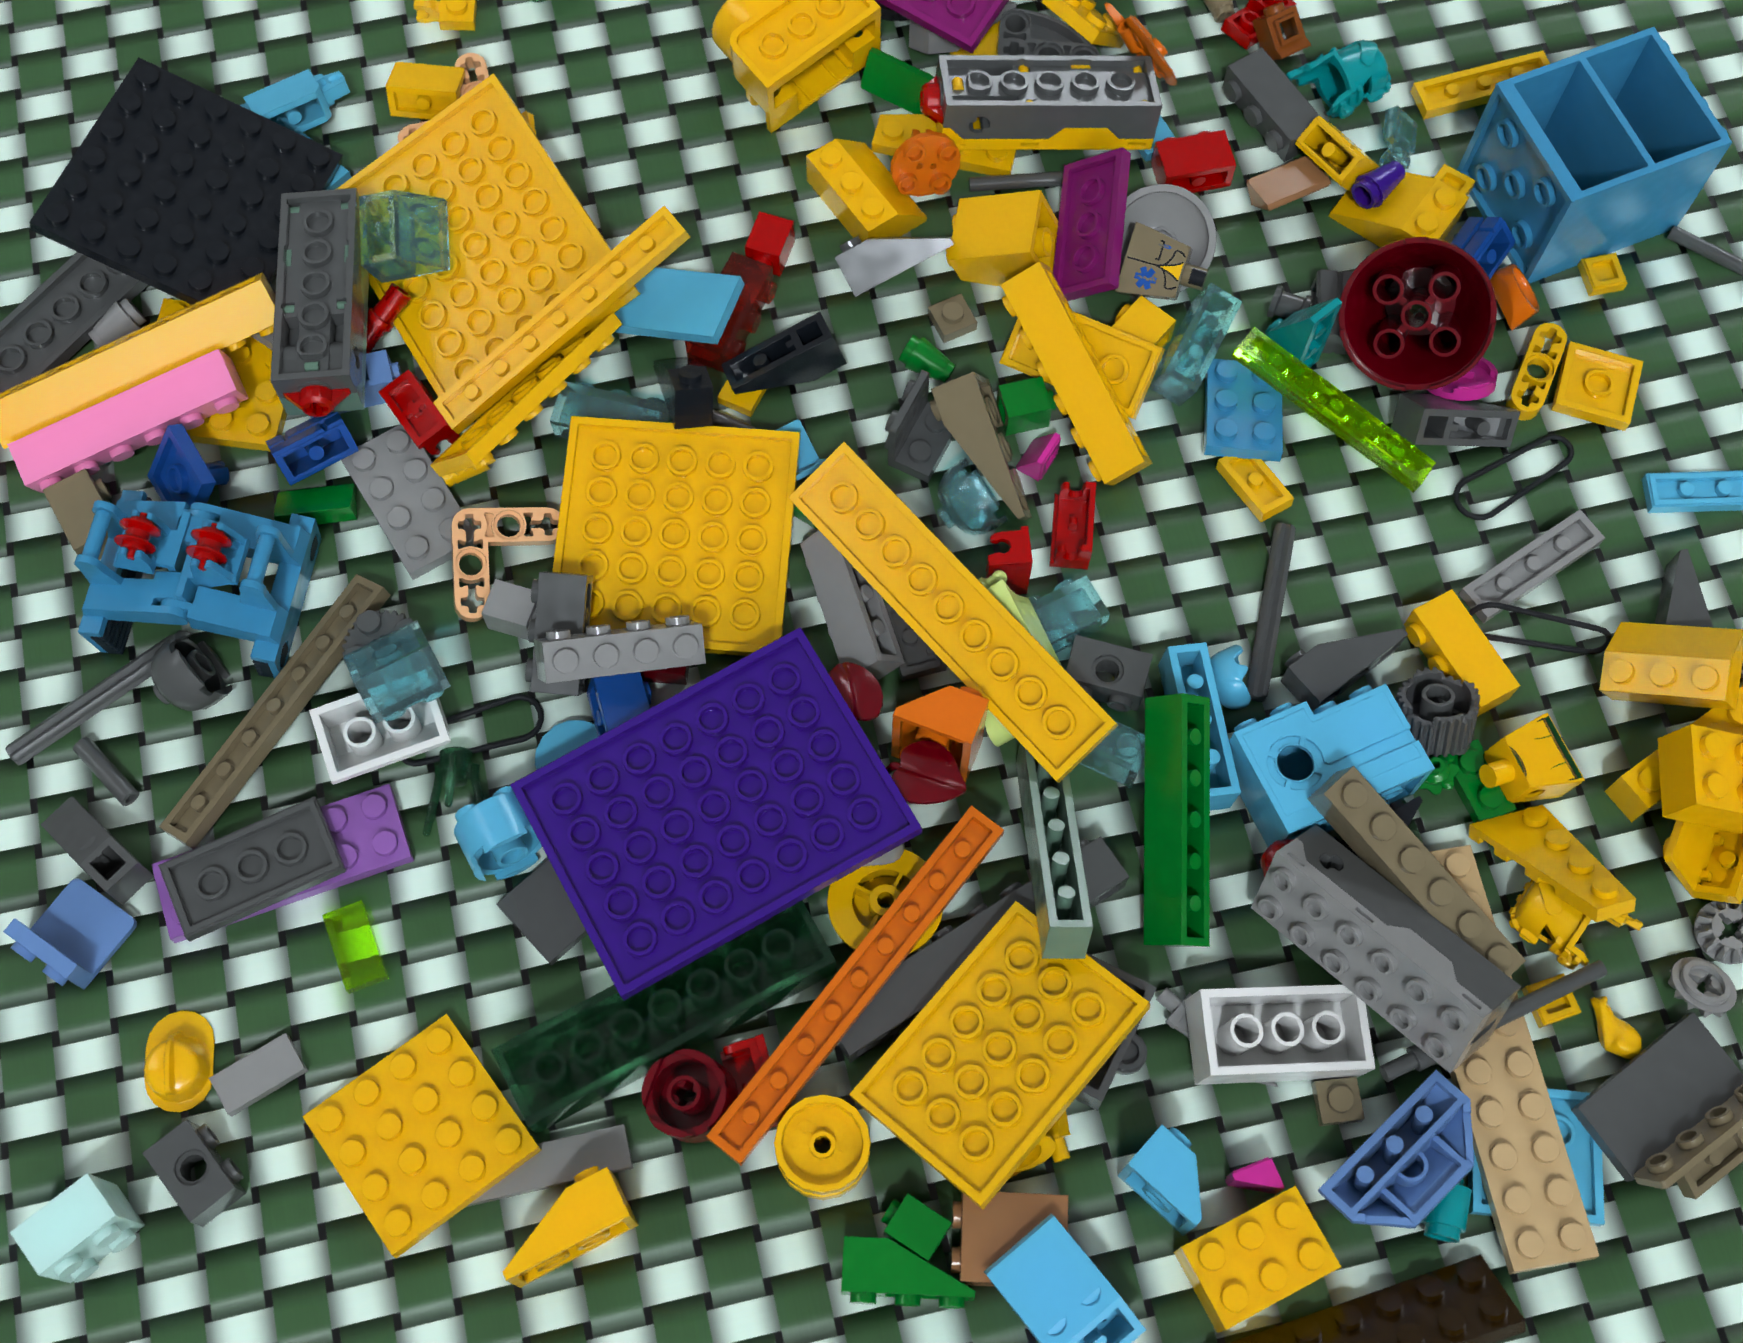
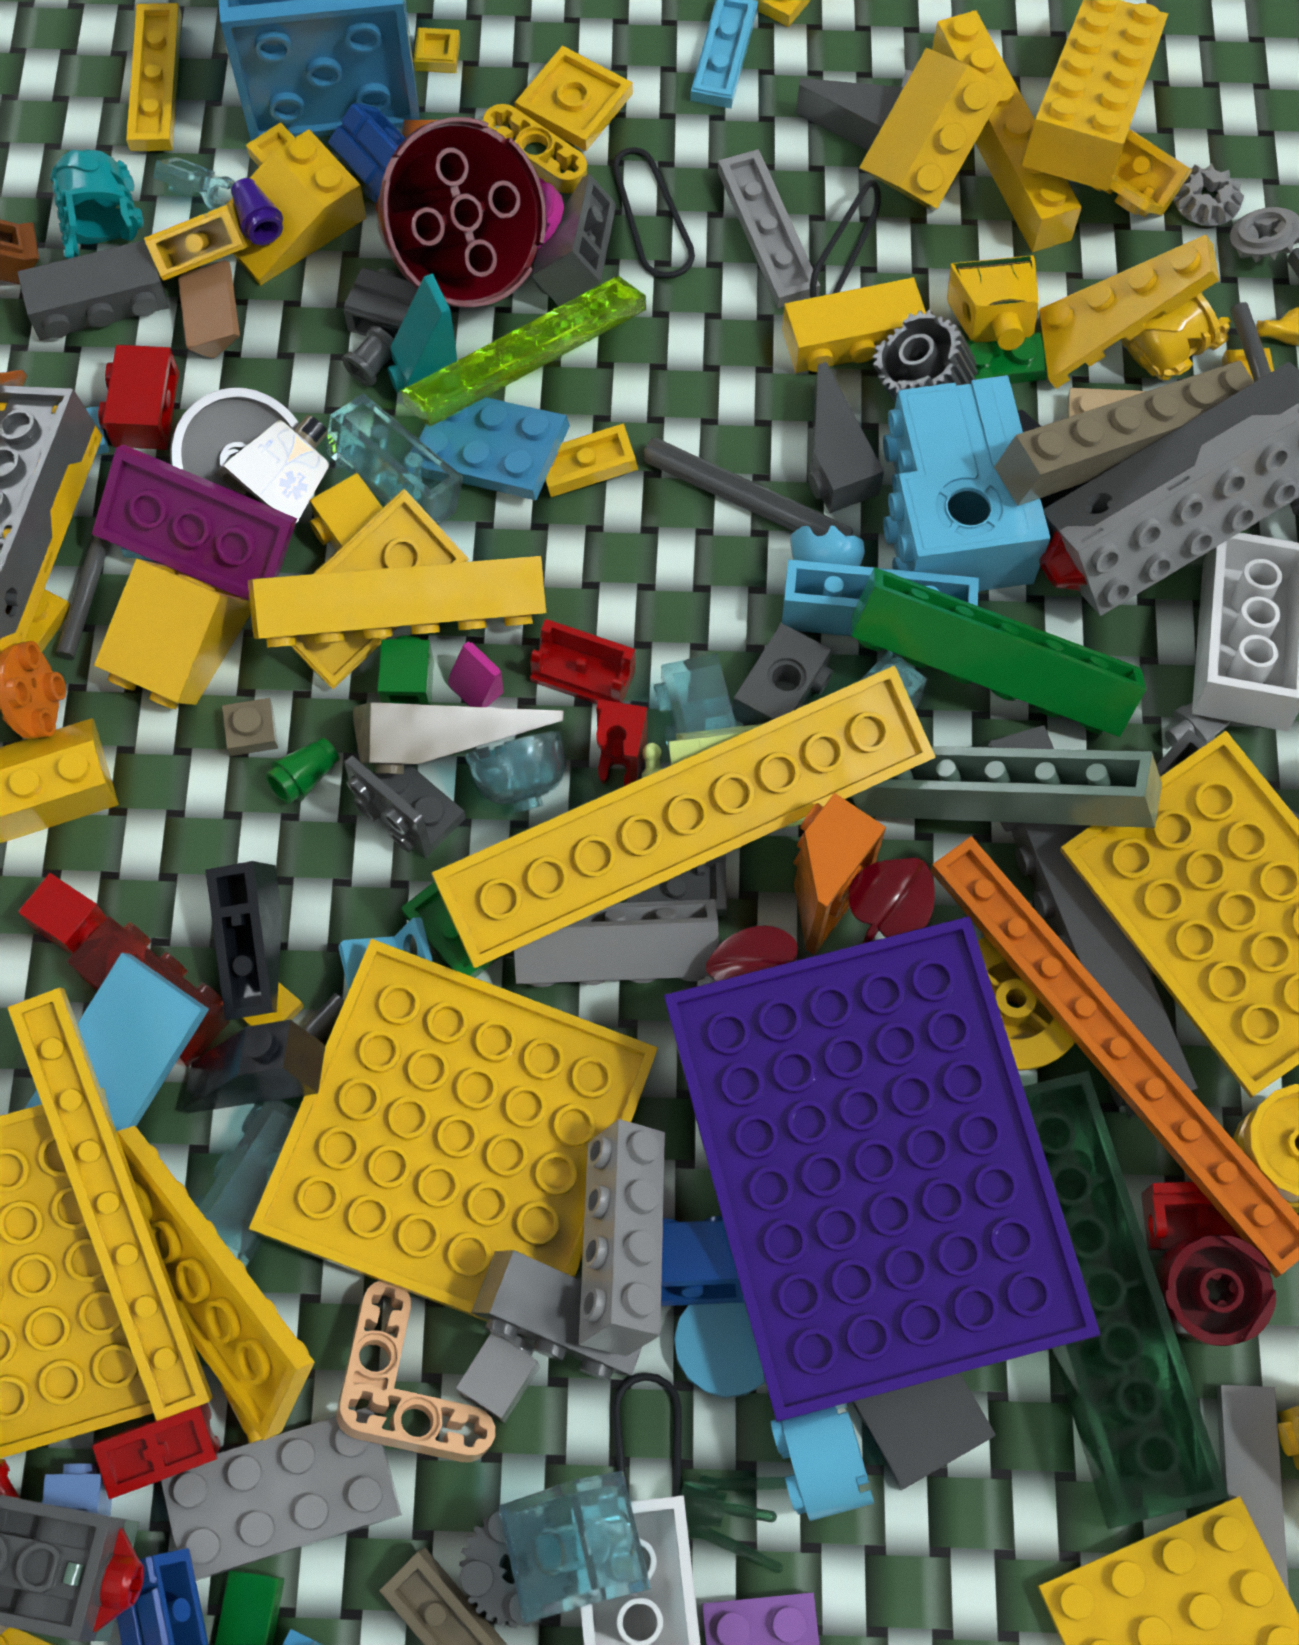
camera: 75 degrees left, 0 degrees up
(879, 259) = (149, 779): slope -> none

